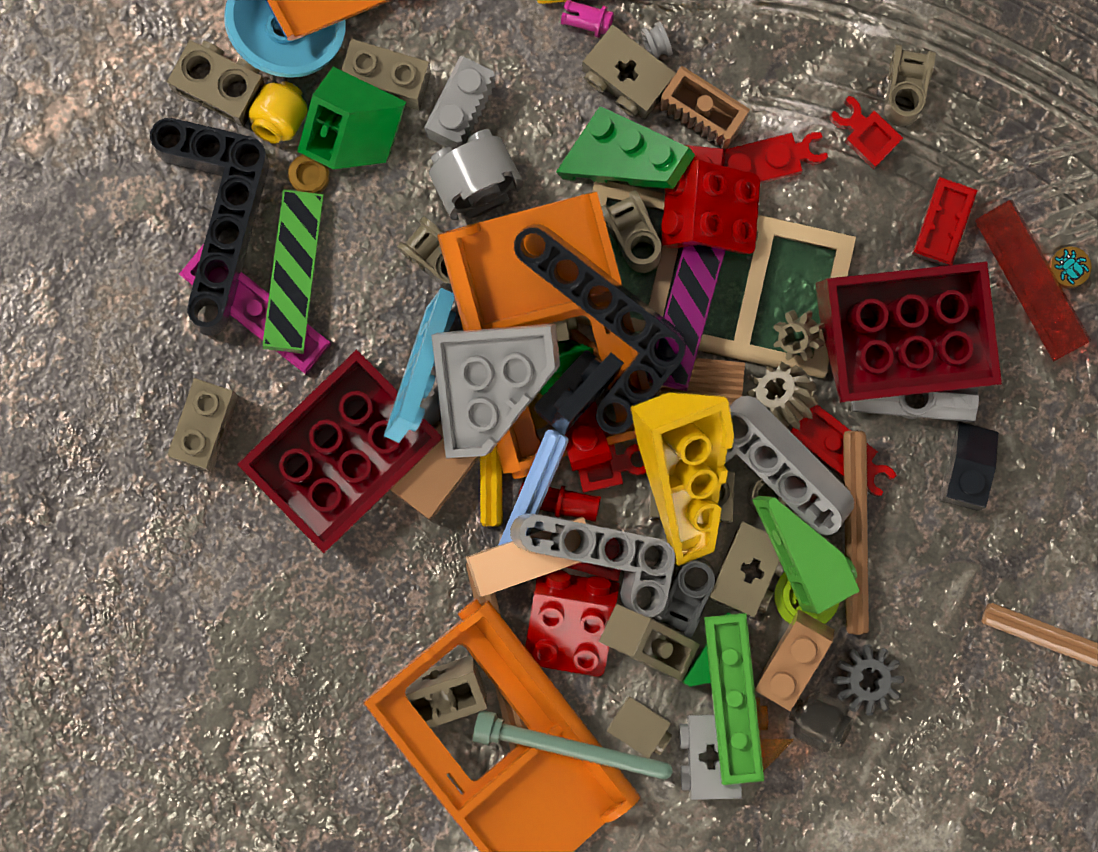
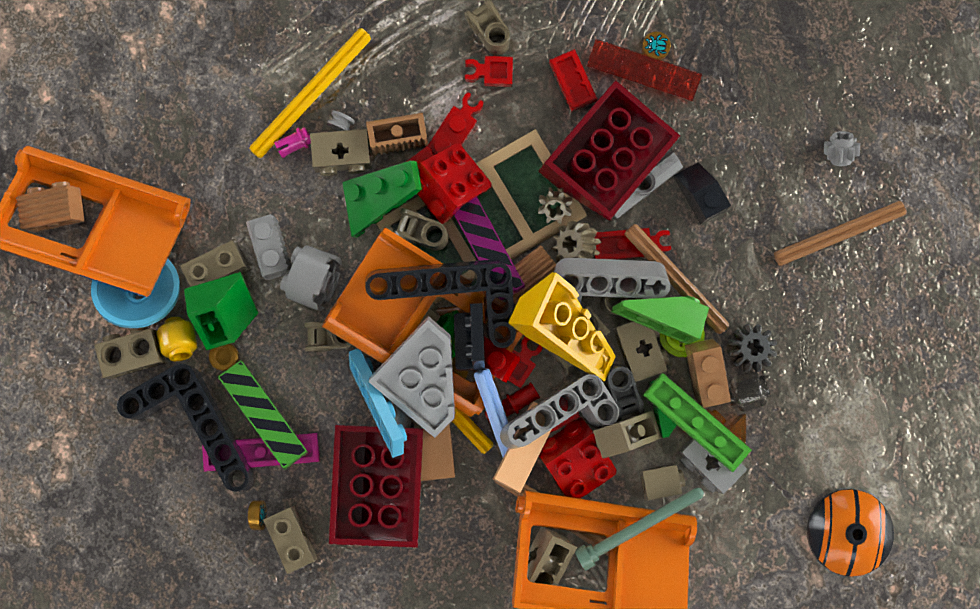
camera: 50 degrees left, 0 degrees up
(191, 366) = (256, 514): none -> pearl gold tile

